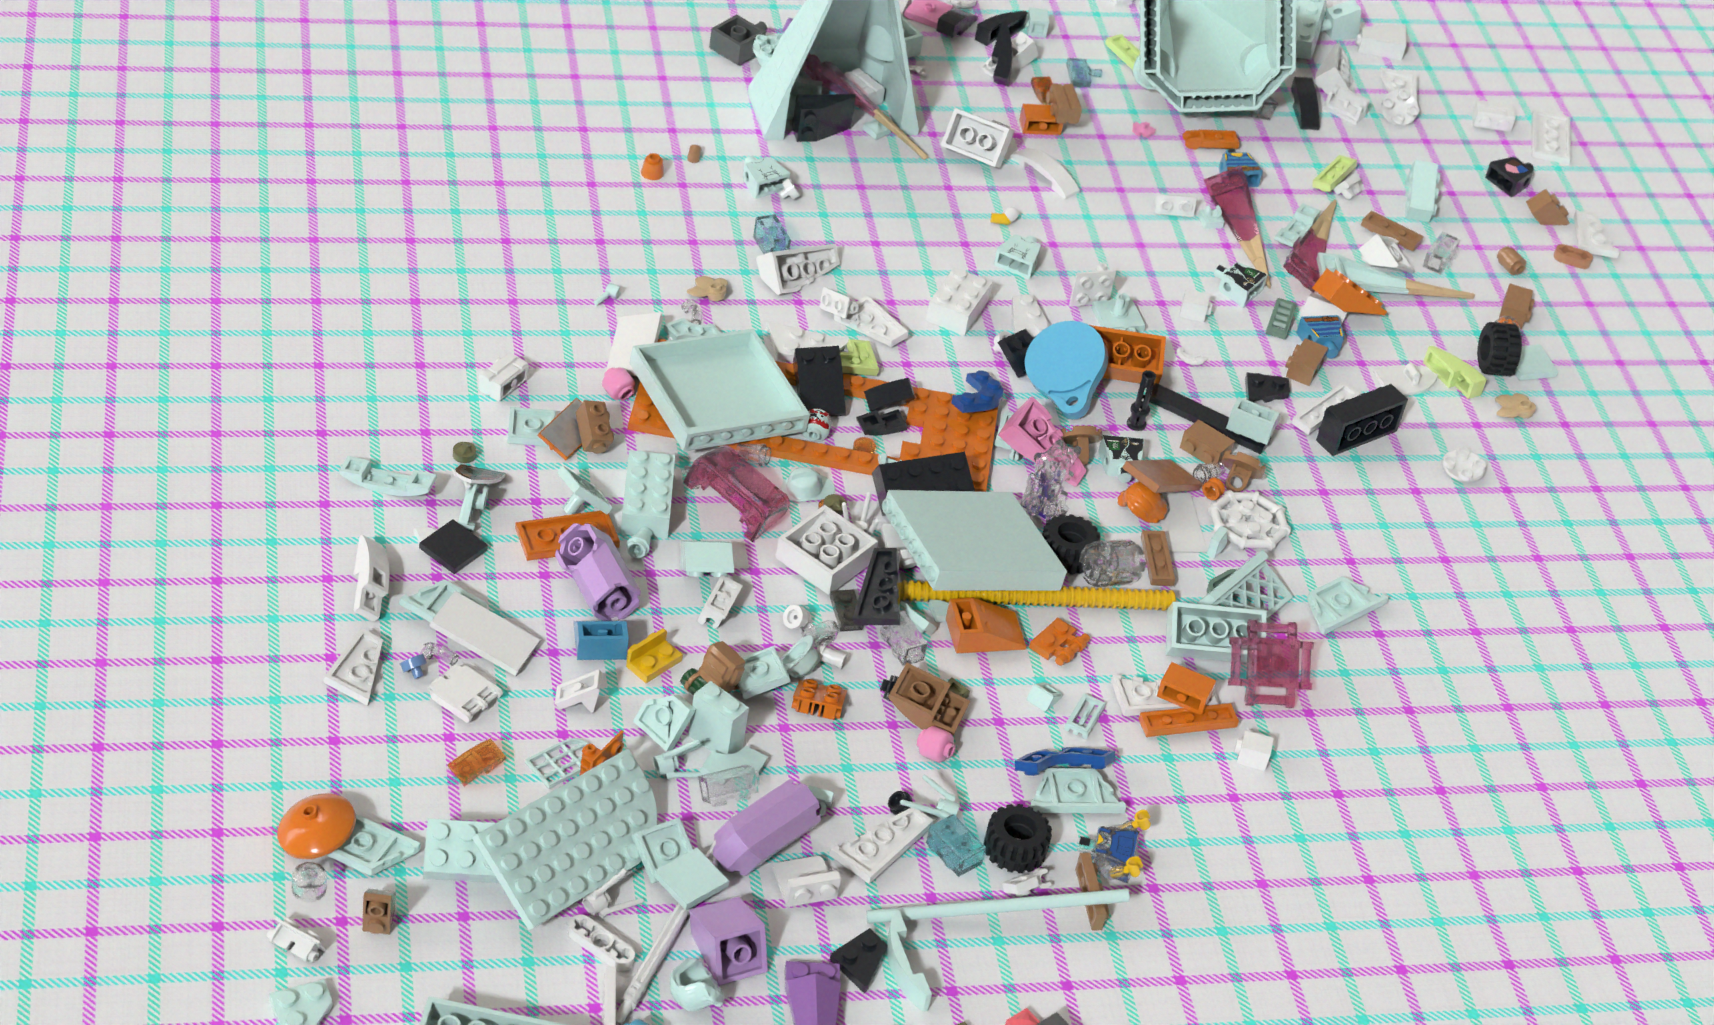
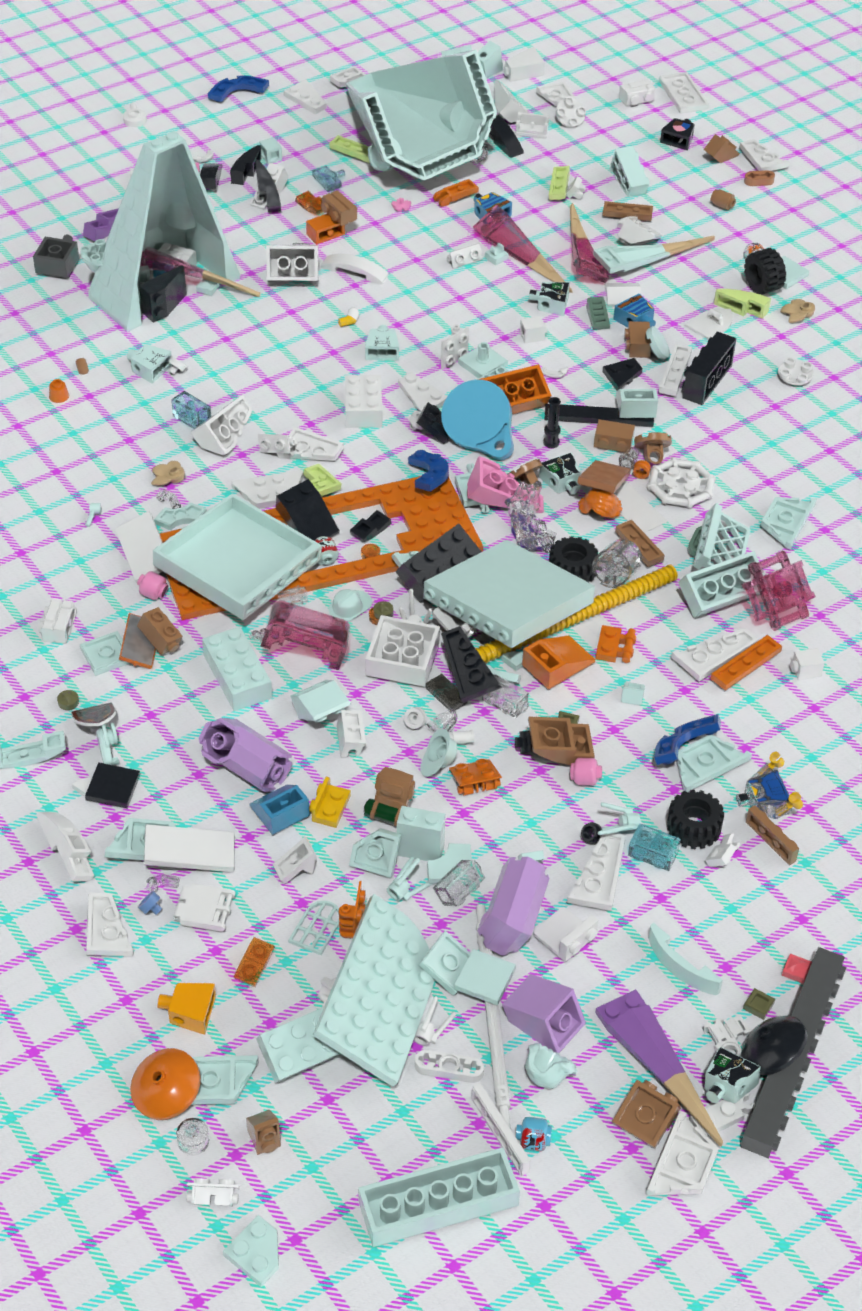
camera: 20 degrees left, 5 degrees up
(389, 771) = (190, 1005): none -> light orange torso
(541, 536) = (181, 739): orange tile -> none
(582, 492) = (188, 690): light aqua tile -> none
(639, 544) = (257, 713): light aqua cone -> none
(762, 673) = (427, 776): light aqua tile -> none
(860, 958) = (647, 976): black wing -> none
(889, 394) = (364, 500): black slope -> none
(1000, 905) = (719, 882): light aqua piece -> none
(1078, 728) = (672, 707): light aqua tile -> none
(1186, 688) = (734, 638): orange brick -> none
(1217, 542) = (673, 510): light aqua tile -> none
(1303, 220) = (561, 234): light aqua slope -> none
(1323, 372) = (659, 344): none -> light aqua tile
(1347, 294) = (634, 275): orange slope -> none
(1442, 253) = (673, 213): clear brick -> none
(1517, 304) = (748, 231): medium nougat brick -> none

